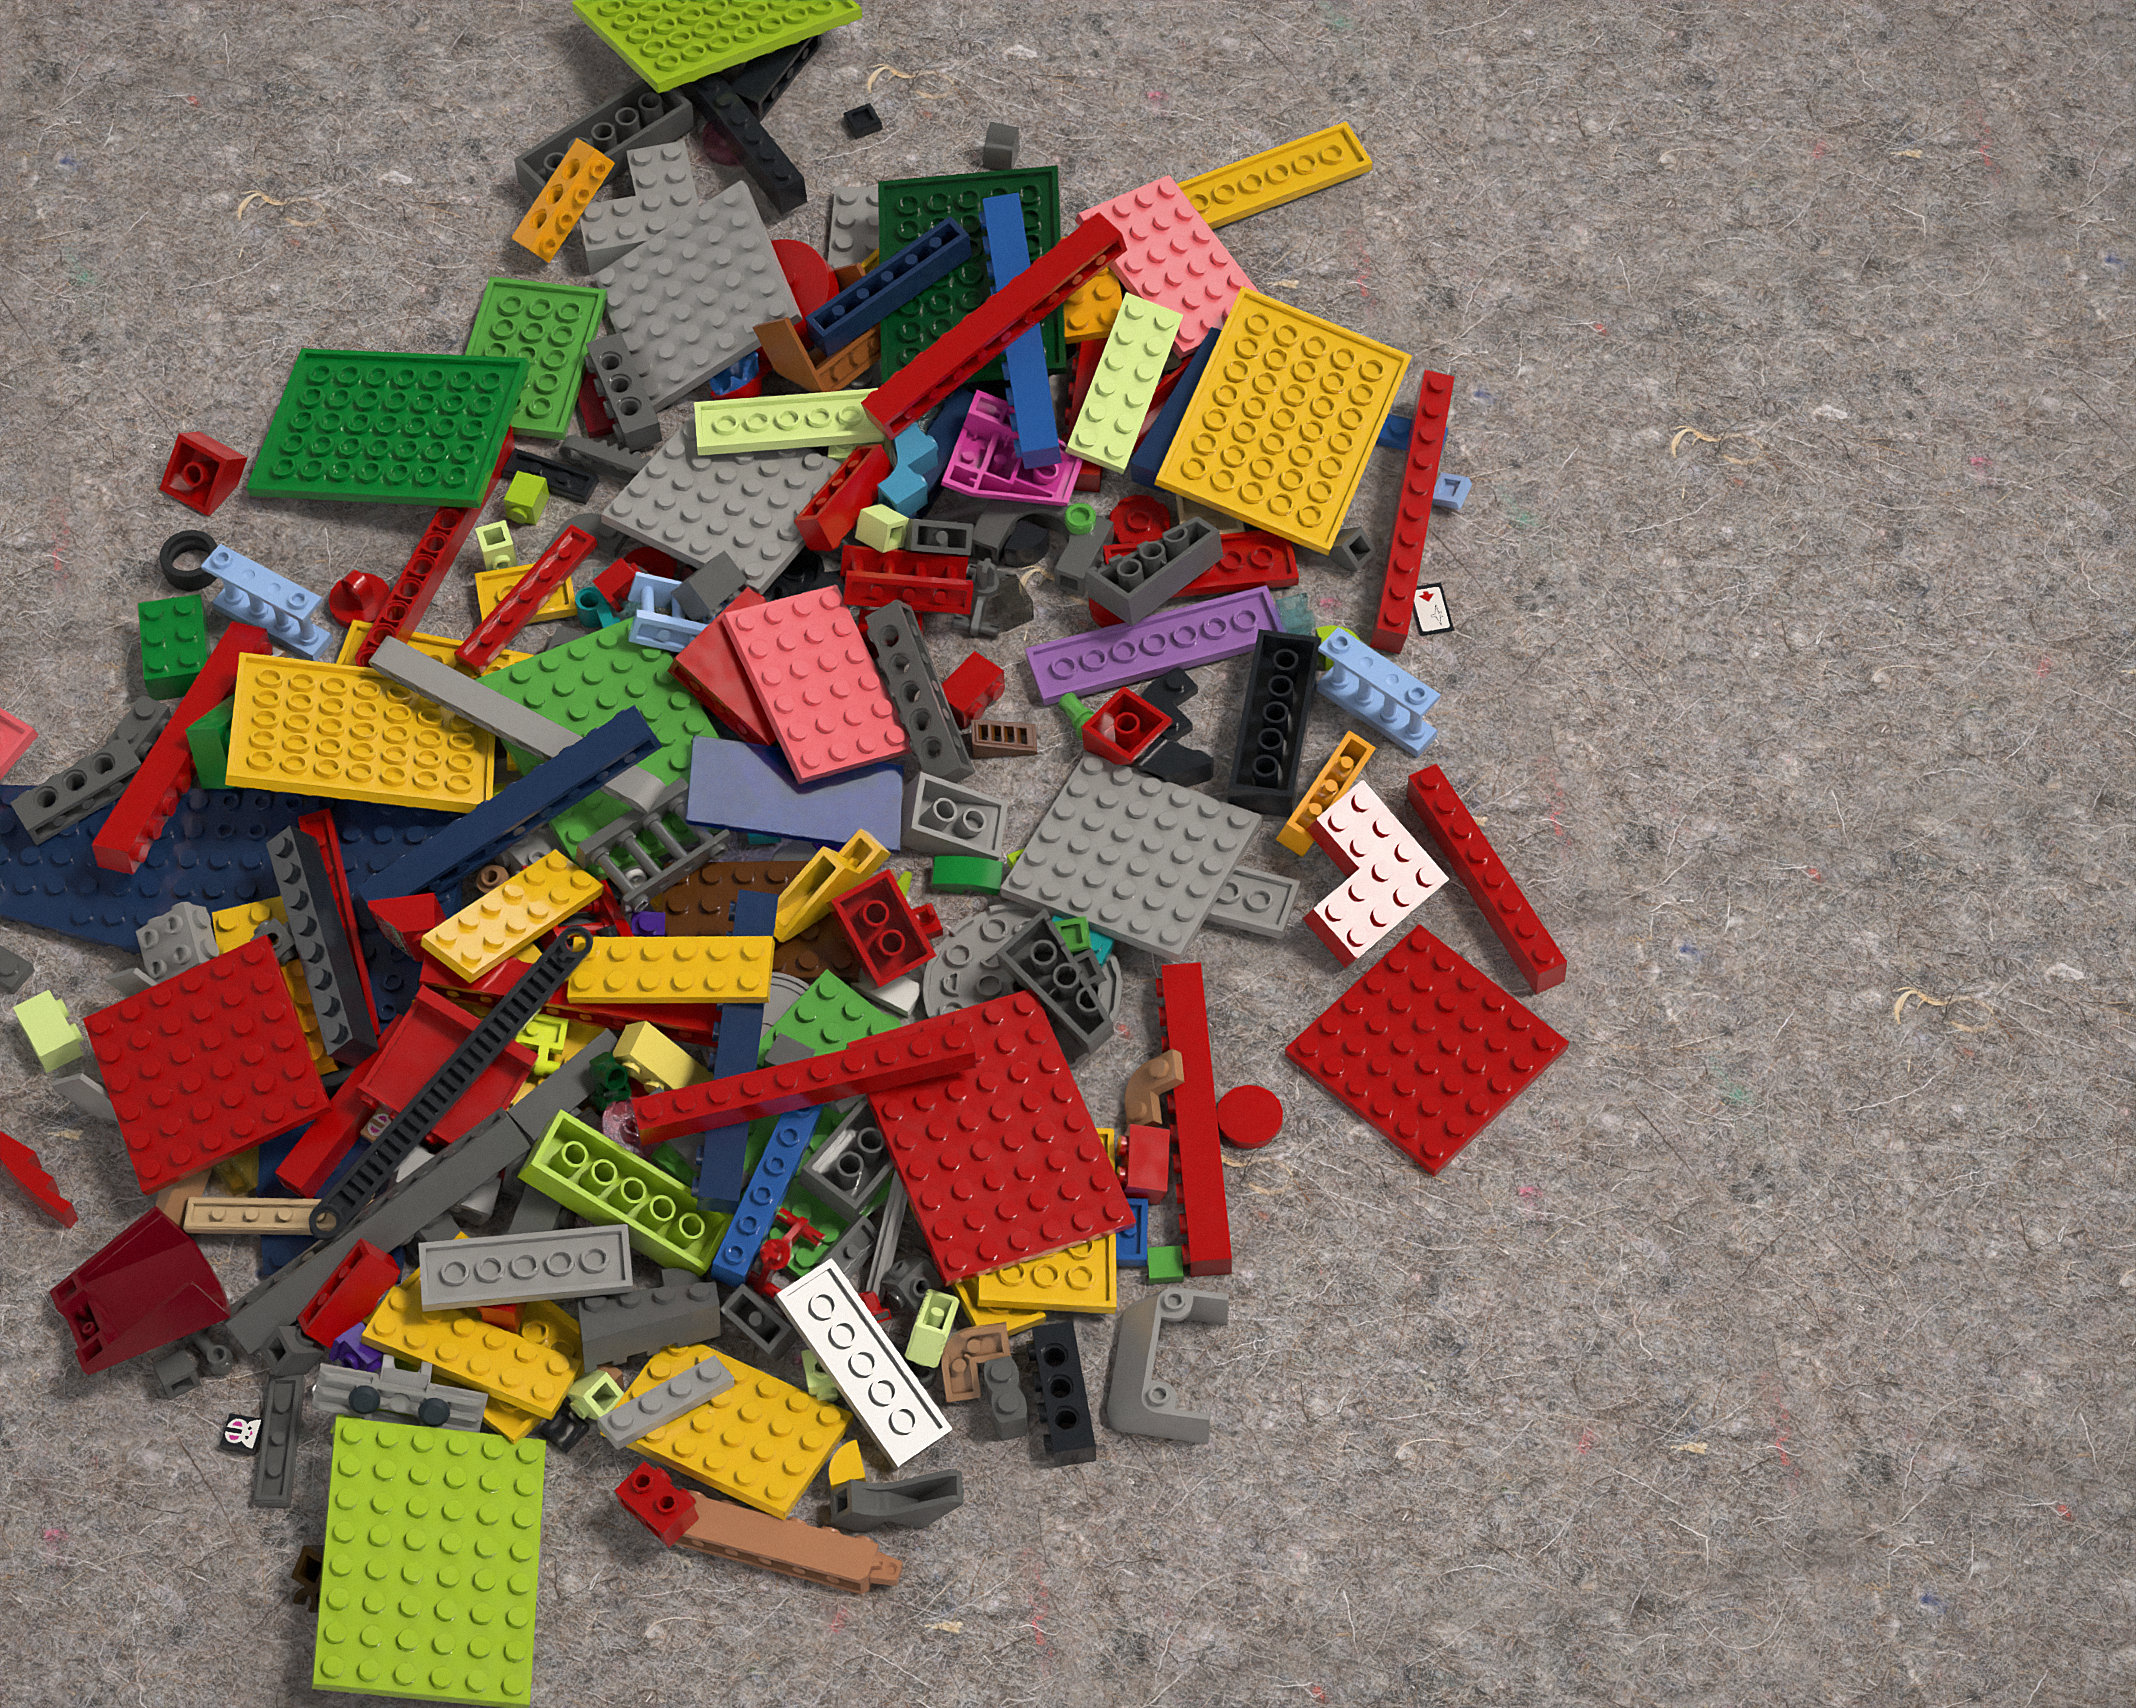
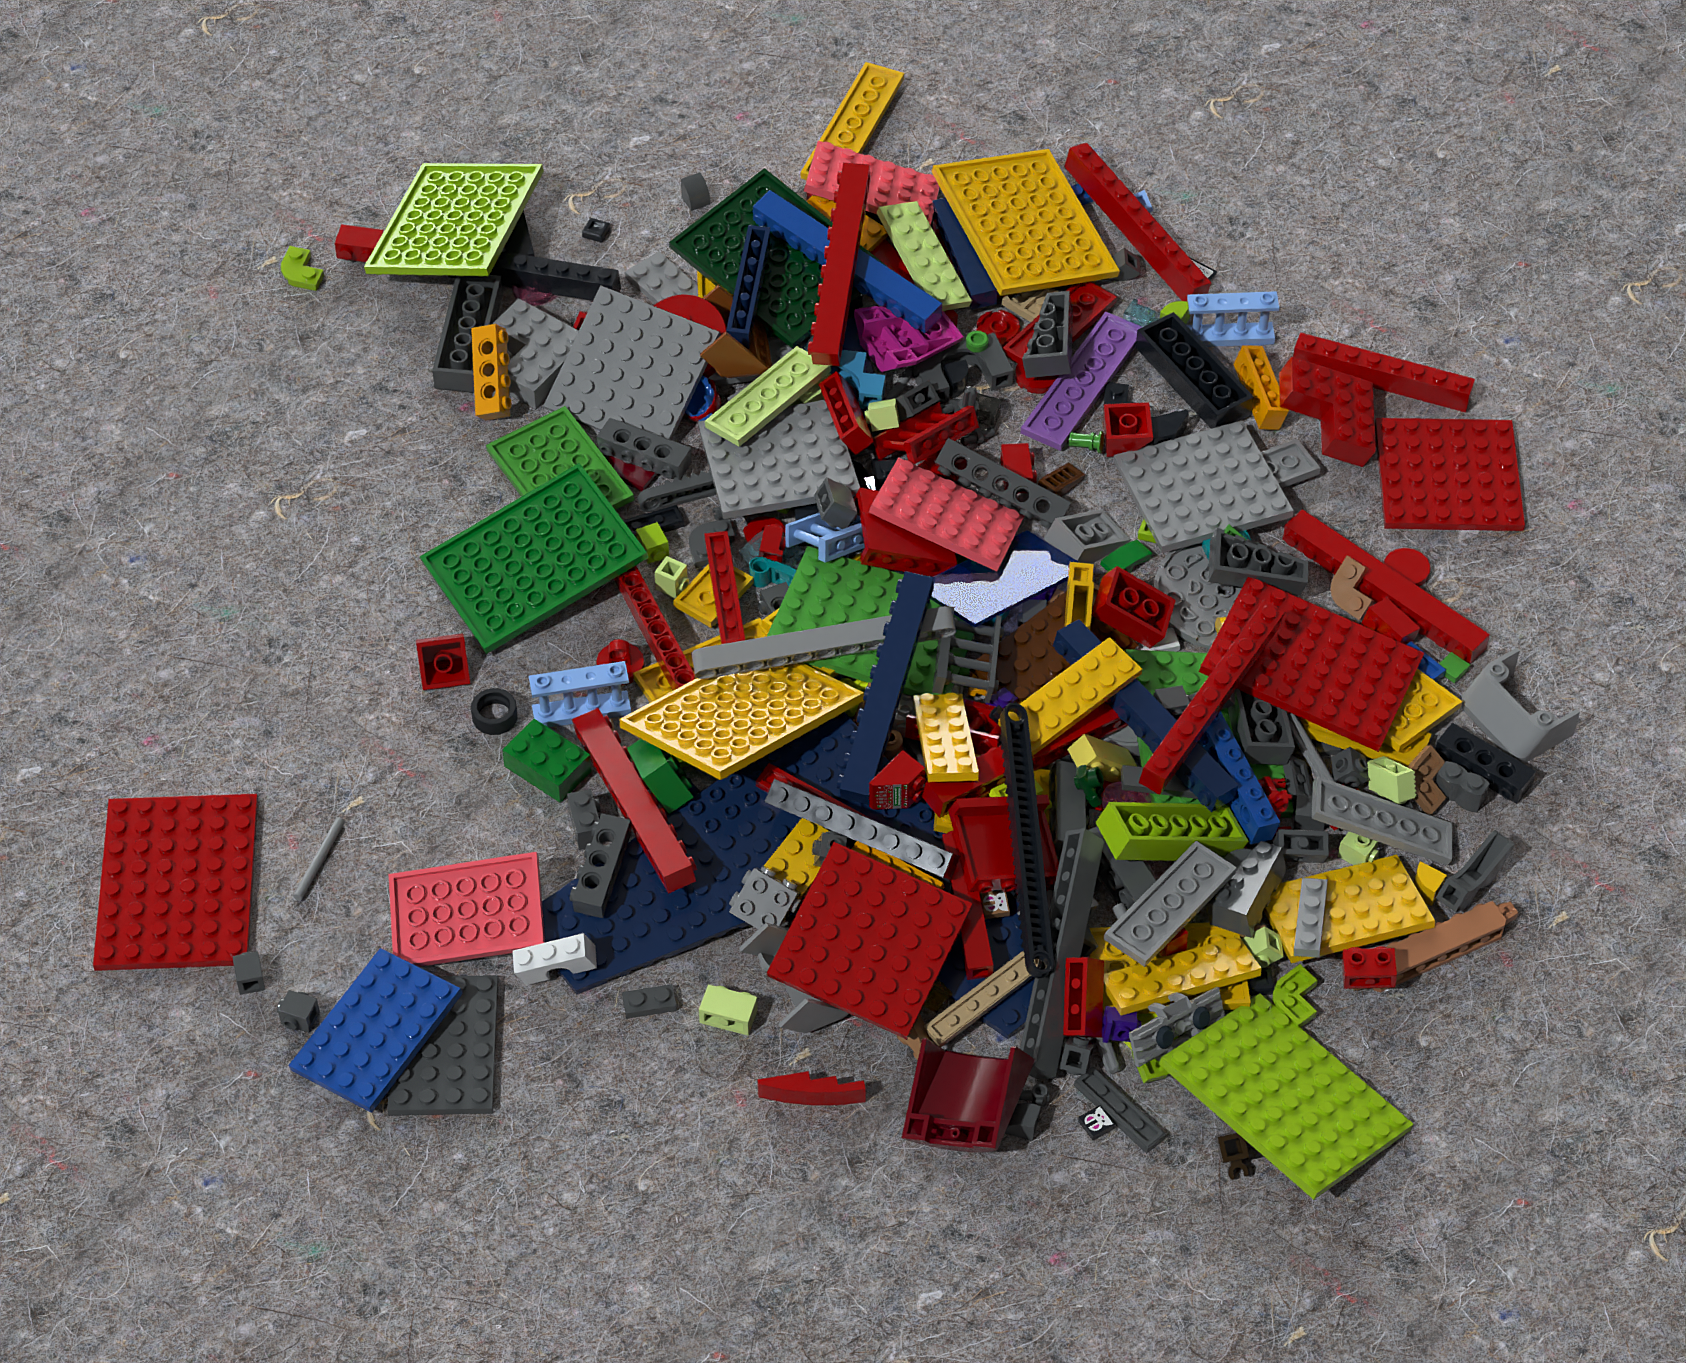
camera: 45 degrees left, 5 degrees down
(569, 1466) = (1289, 993): none -> lime plate

